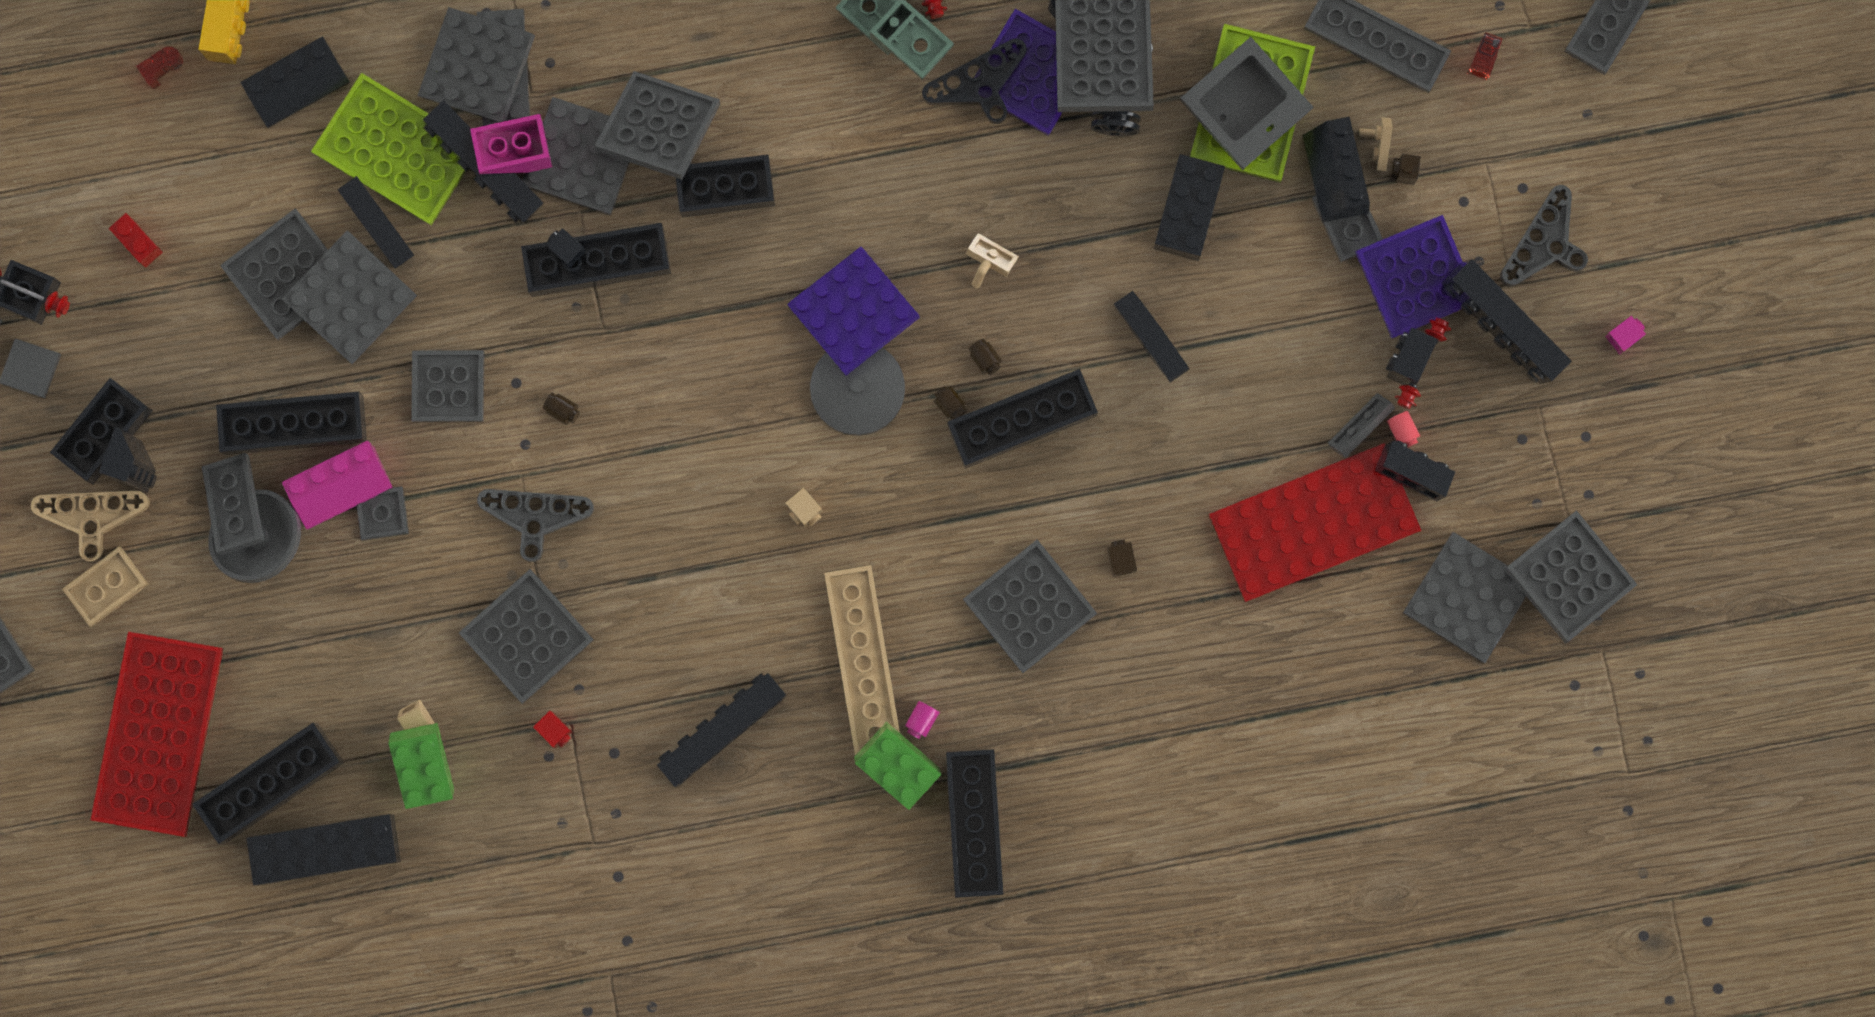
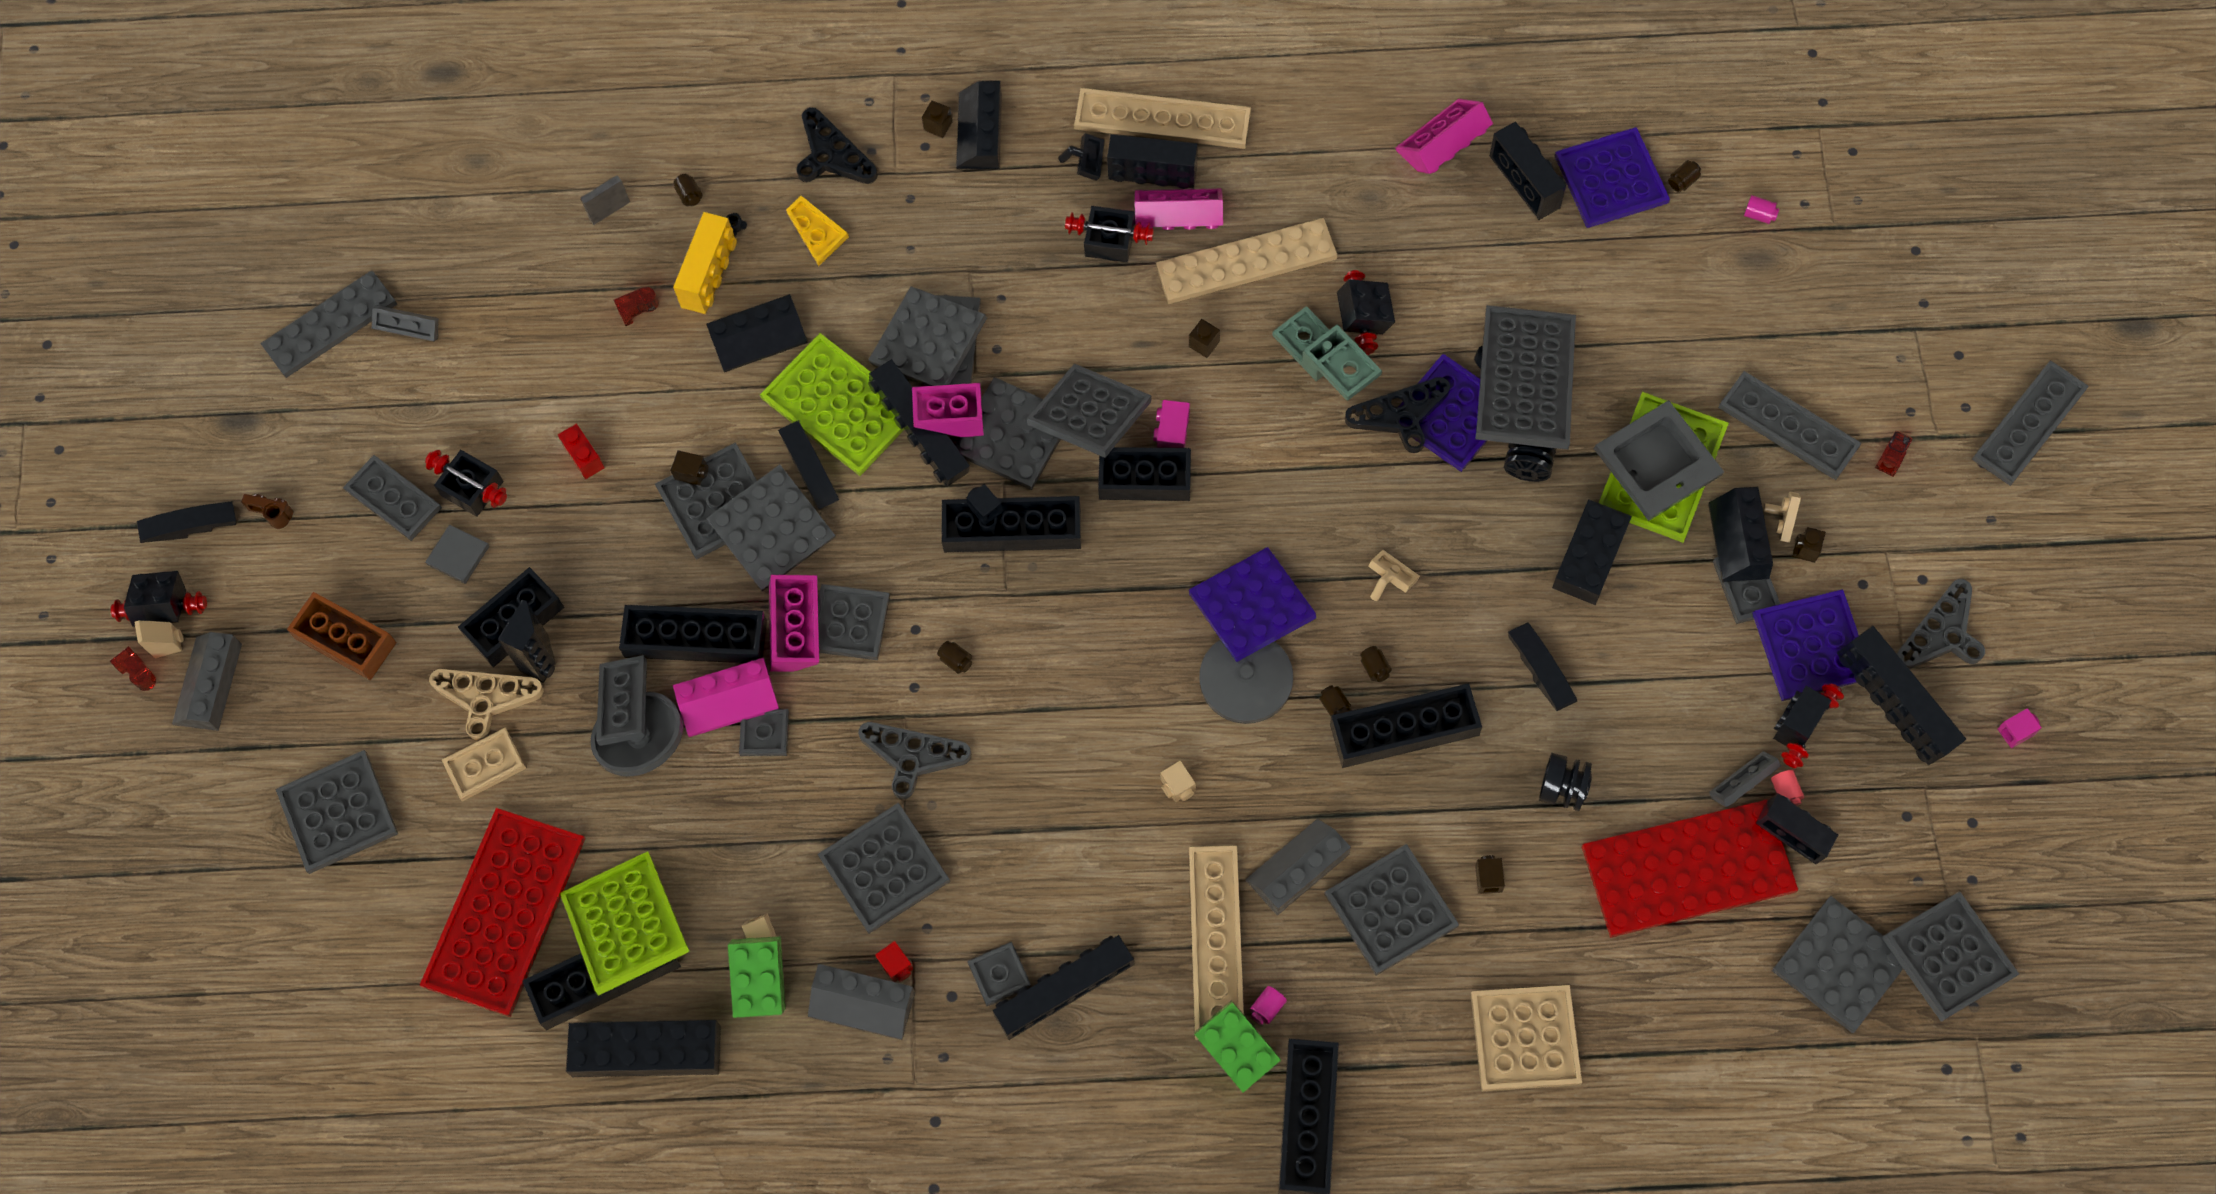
camera: 10 degrees right, 15 degrees down
(253, 245) = (689, 467): none -> dark brown brick
(281, 733) = (623, 923): none -> lime plate
(391, 396) = (793, 622): none -> dark pink slope
(526, 773) = (860, 1001): none -> dark grey slope
(657, 725) = (999, 973): none -> dark grey tile
(746, 127) = (1172, 425): none -> dark pink brick
(765, 24) = (1204, 338): none -> dark brown brick
(933, 575) = (1298, 865): none -> dark grey slope
(1173, 714) = (1525, 1038): none -> tan plate
(1185, 455) = (1565, 782): none -> black wheel

